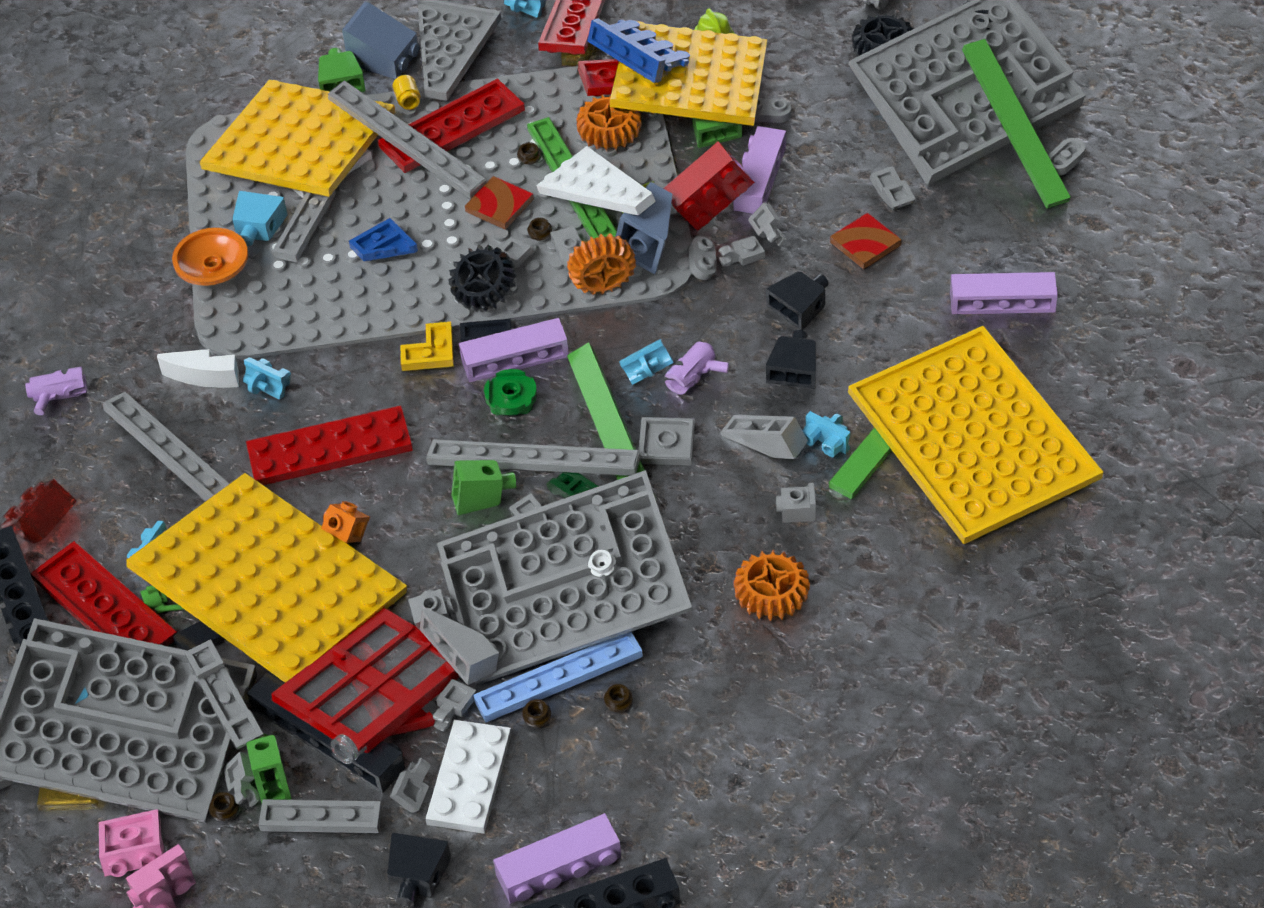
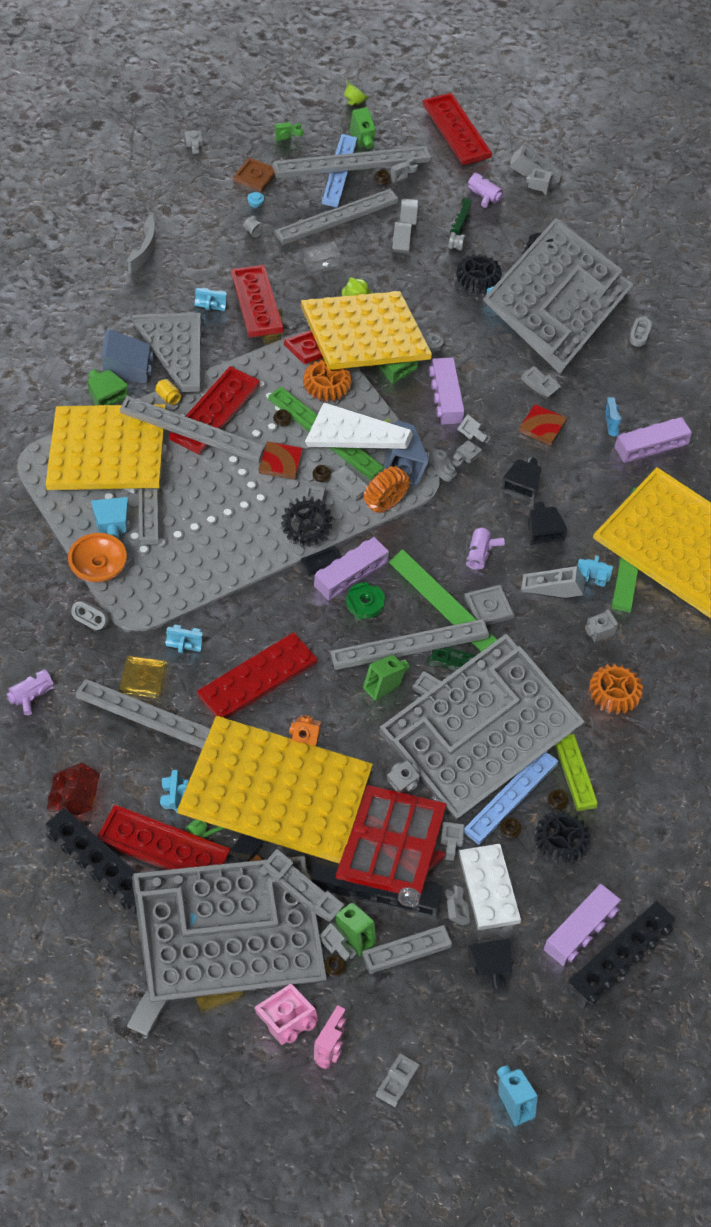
camera: 30 degrees left, 5 degrees up
(172, 322) = (91, 615): none -> light grey plate
(194, 409) = (143, 677): none -> clear yellow plate
(200, 368) = (132, 645): white slope -> none
(382, 242) = (215, 512): blue wing -> none
(434, 353) = (294, 586): yellow plate -> none
(461, 646) = (440, 796): light grey slope -> none
(598, 557) = (511, 704): white plate -> none
(608, 755) = (559, 843): none -> black gear
(636, 48) = (323, 324): blue fence -> none
(646, 361) = (450, 552): medium azure hips -> none
(659, 672) = (576, 774): none -> lime plate
(708, 186) = (430, 411): red brick -> none
(958, 248) = (612, 417): none -> dark azure plate
(1016, 123) = (604, 316): bright green tile -> none

